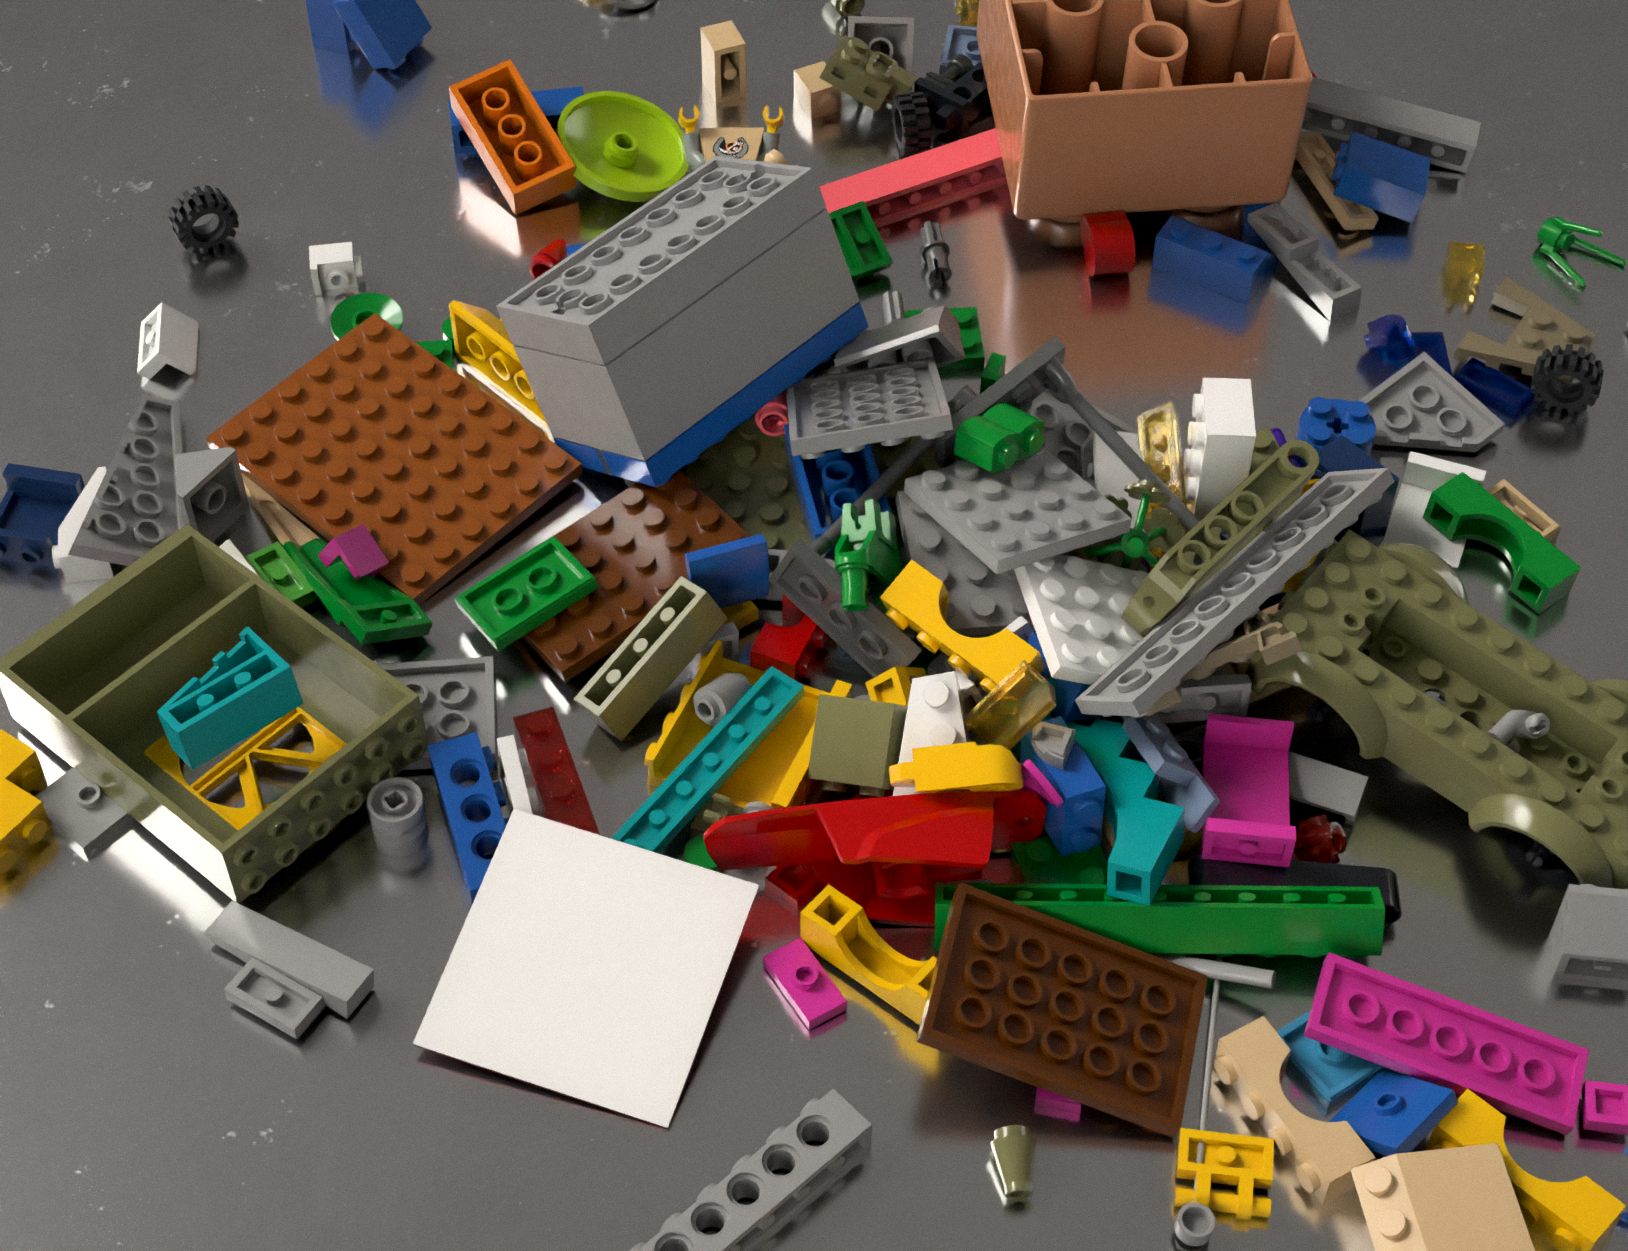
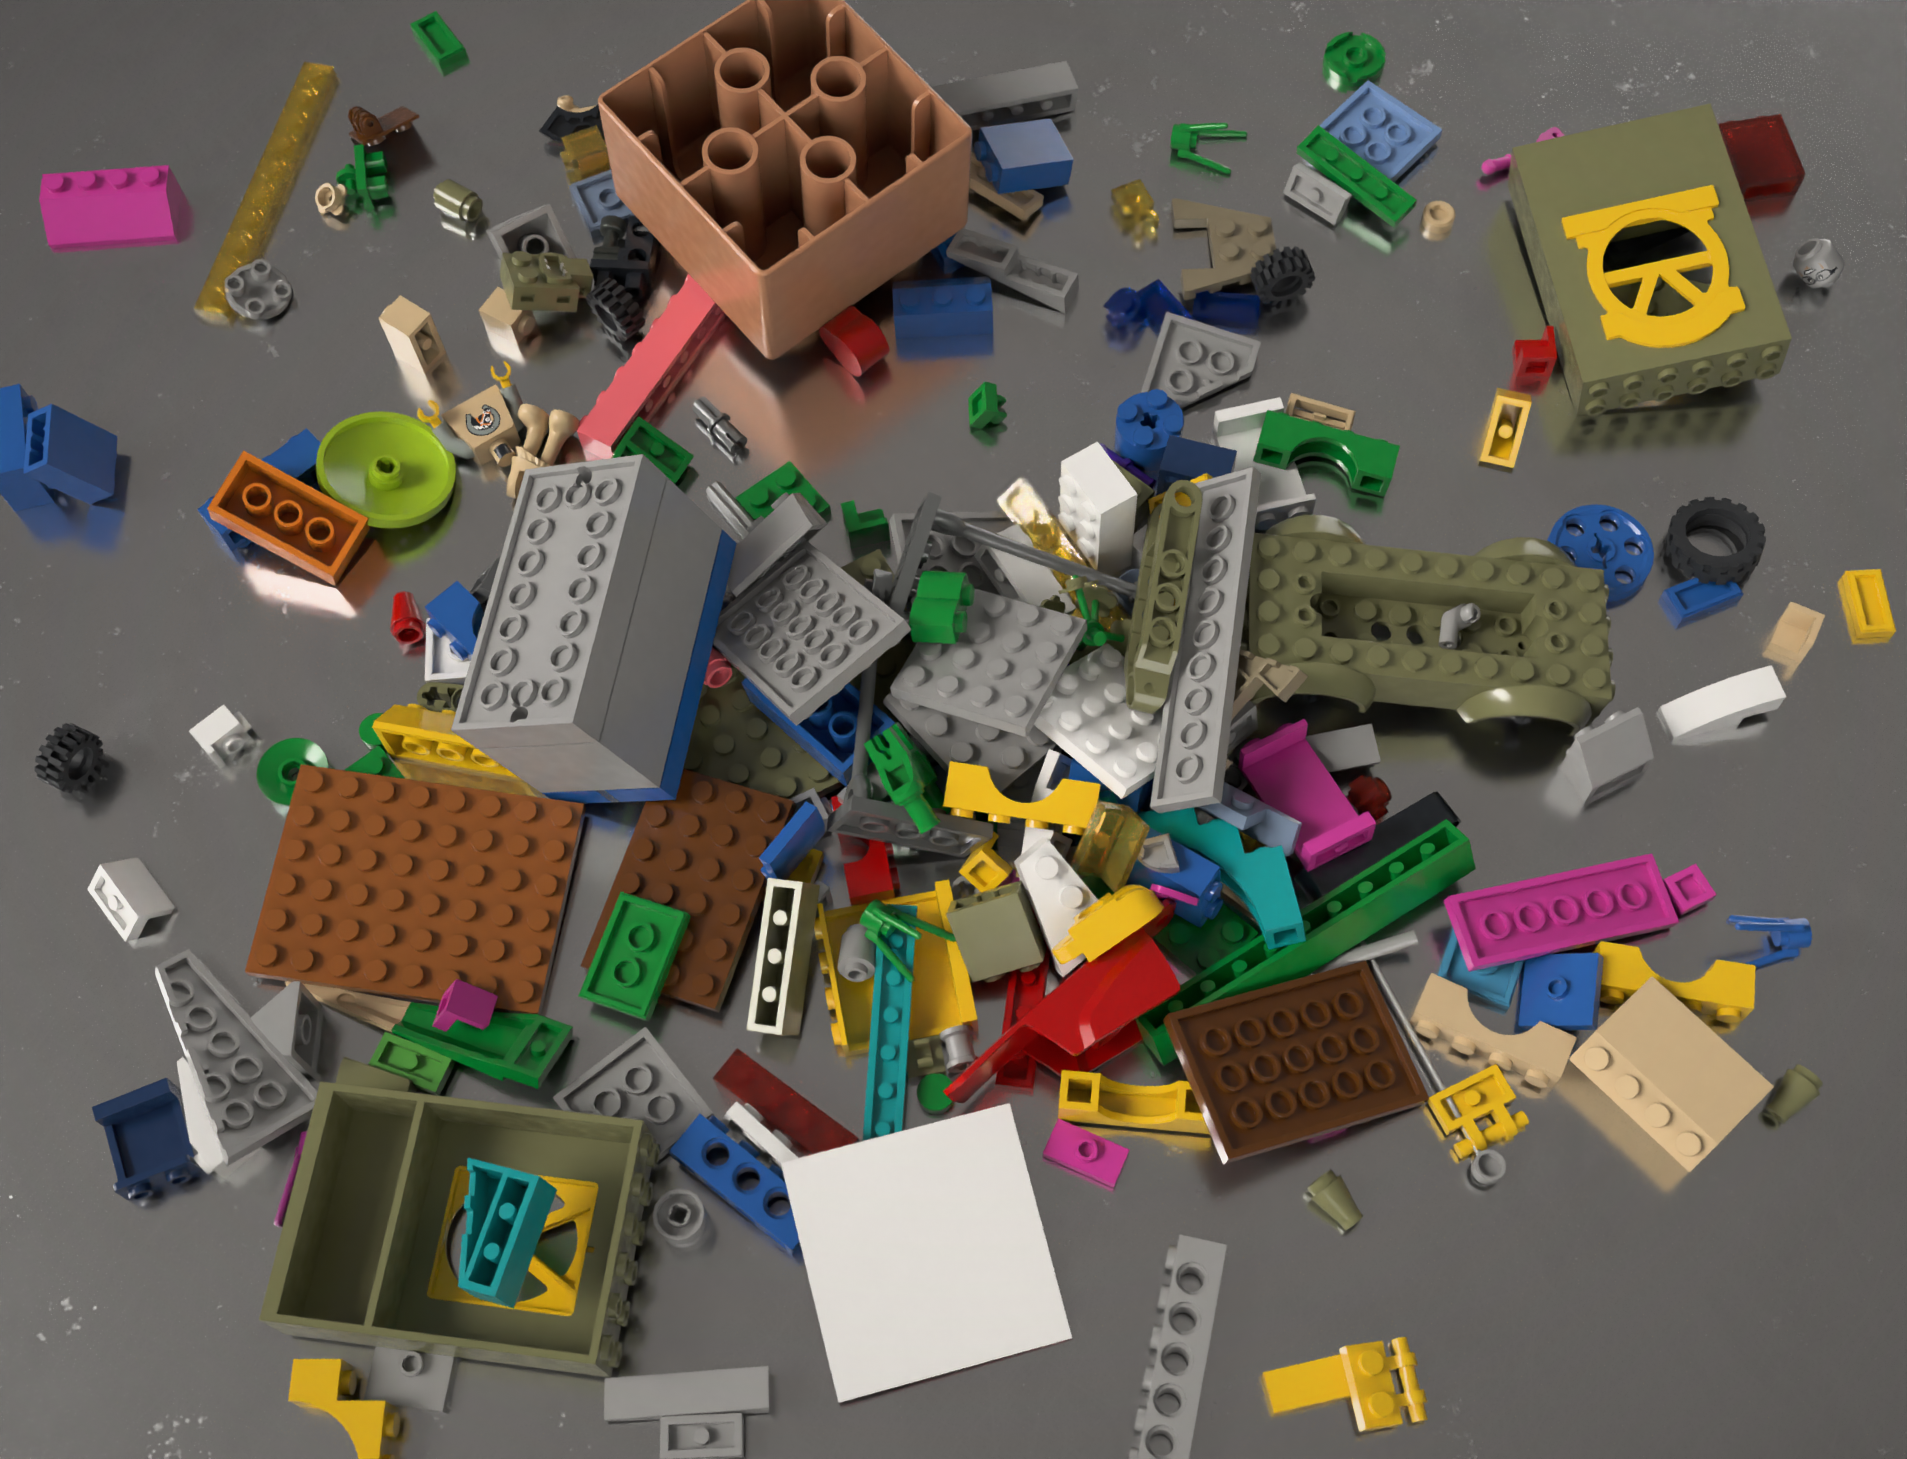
camera: 30 degrees left, 15 degrees up
(762, 676) = (884, 919): none -> green plant
(1193, 351) = (985, 405): none -> green tile

